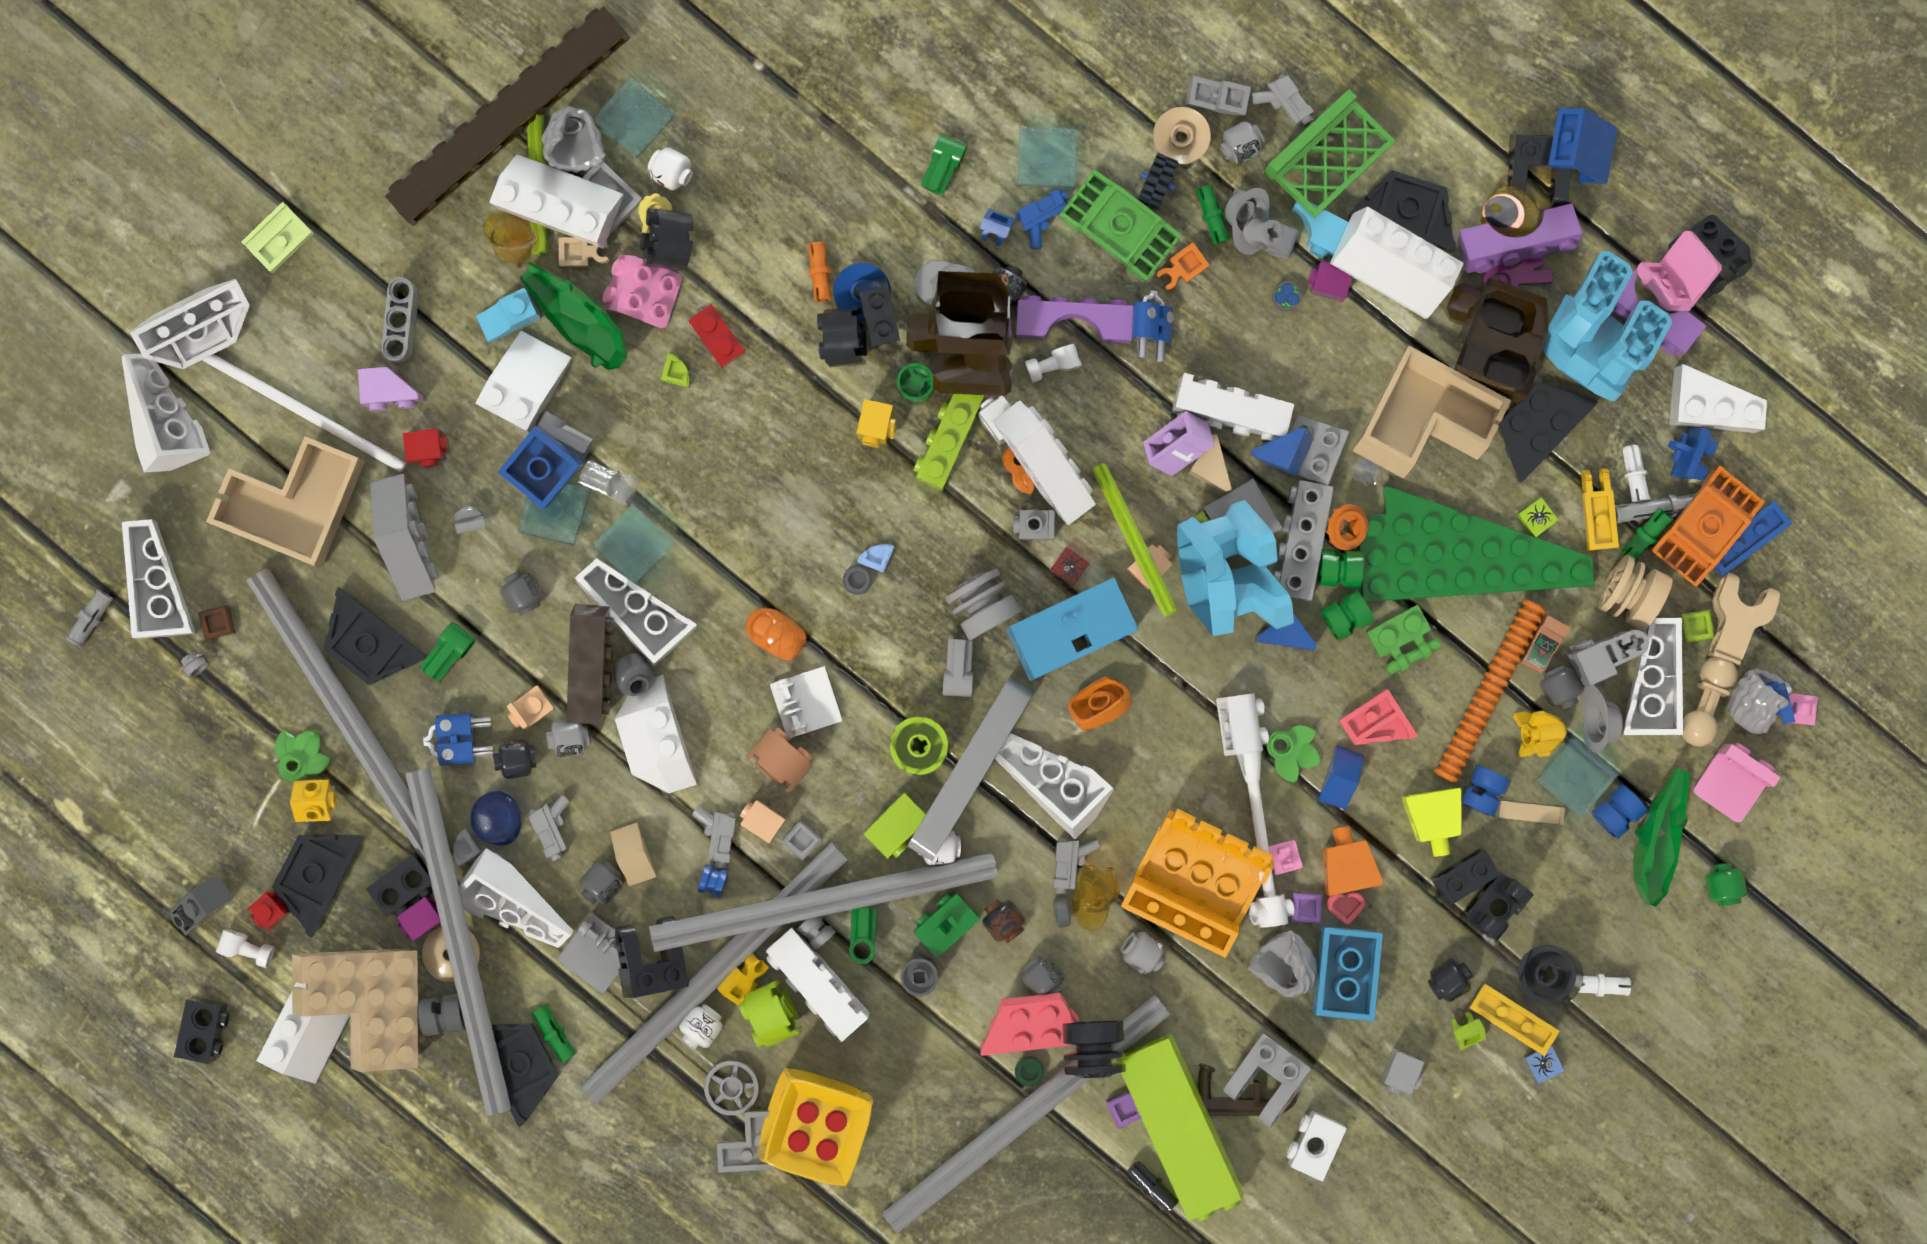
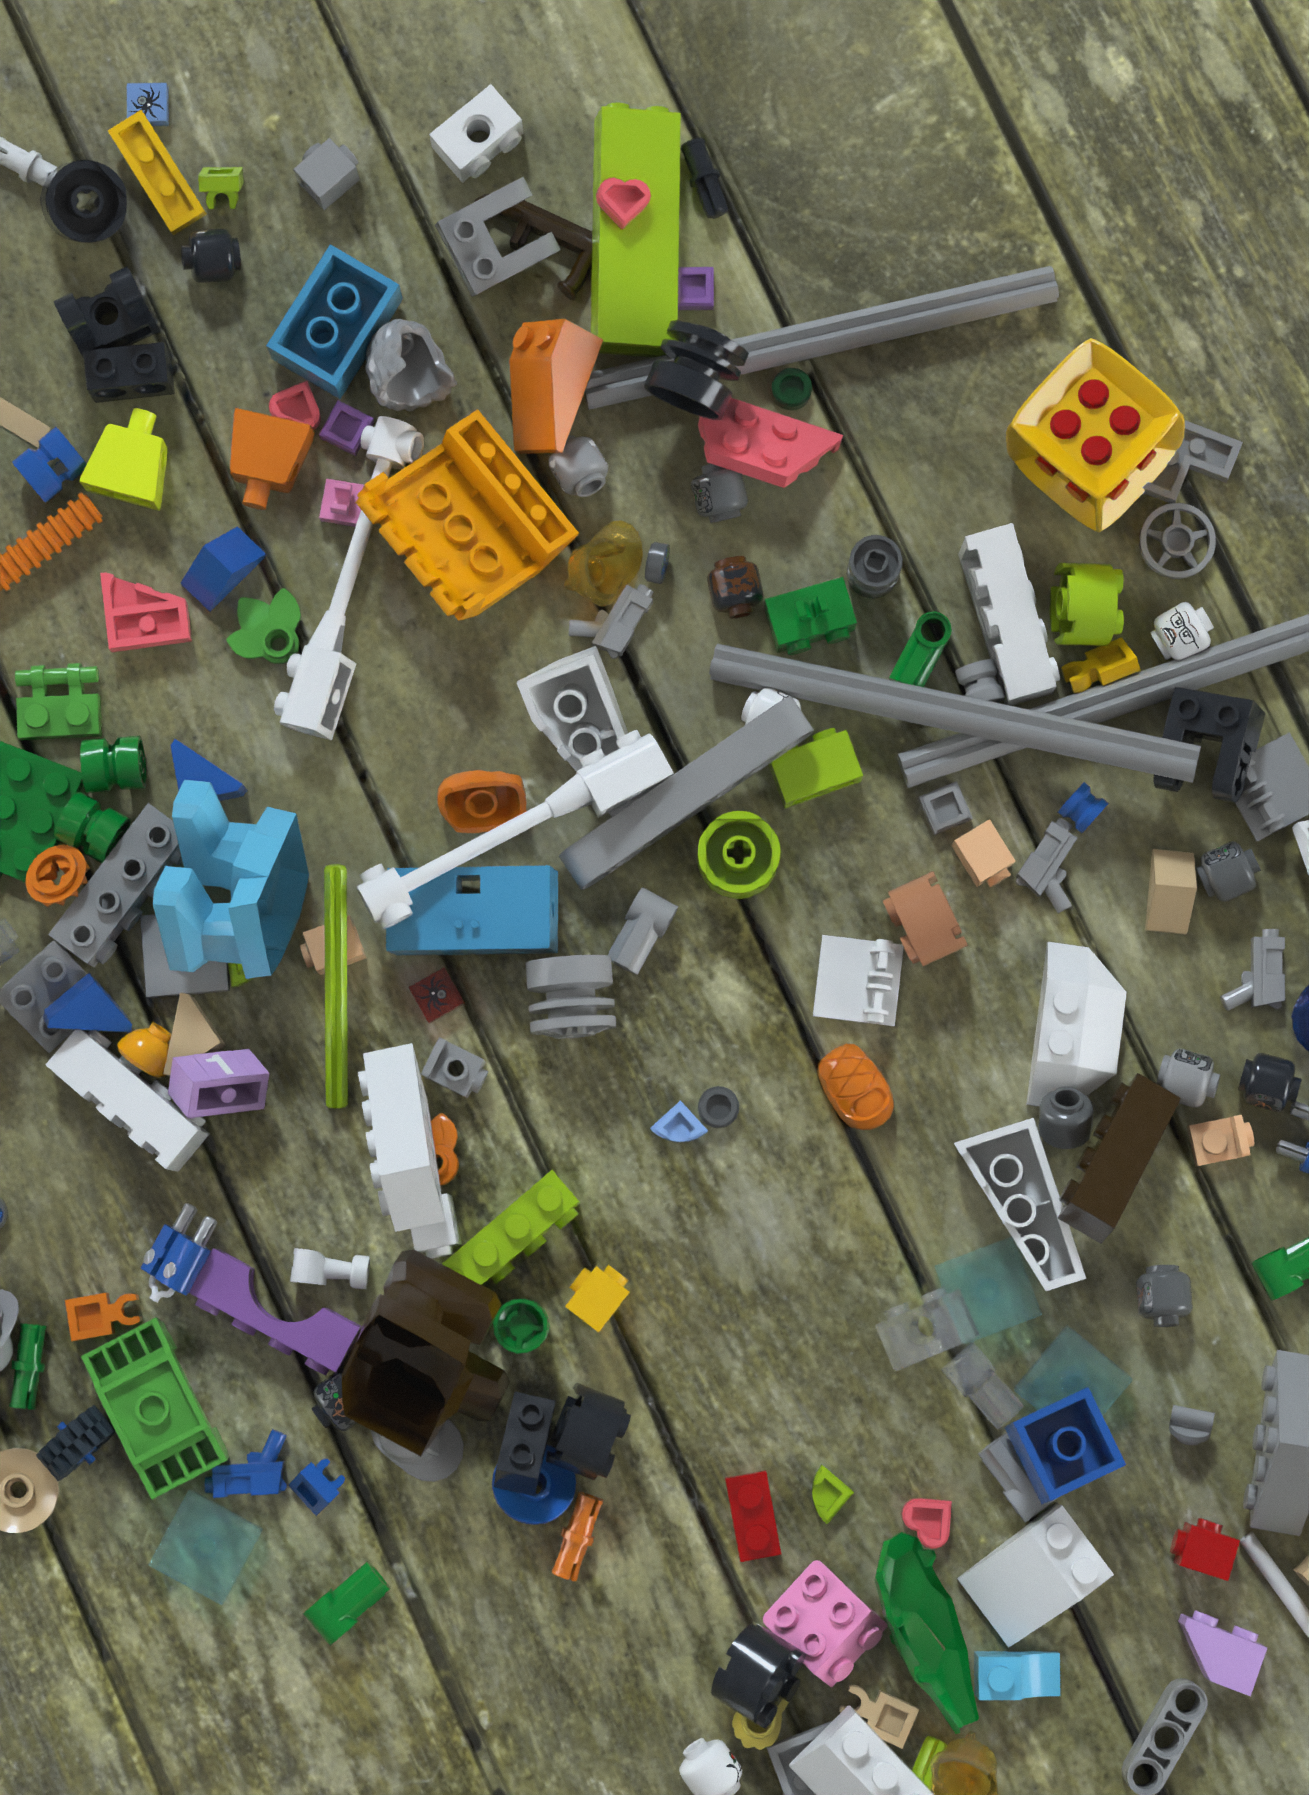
camera: 150 degrees left, 5 degrees down
(606, 385) = (929, 1519): none -> coral tile
(666, 485) = (950, 1323): none -> clear brick
(1028, 749) = (602, 782): none -> white bar
(1187, 996) = (548, 382): none -> orange slope
(1197, 1141) = (623, 200): none -> coral tile
(1235, 444) = (147, 1049): none -> light orange brick

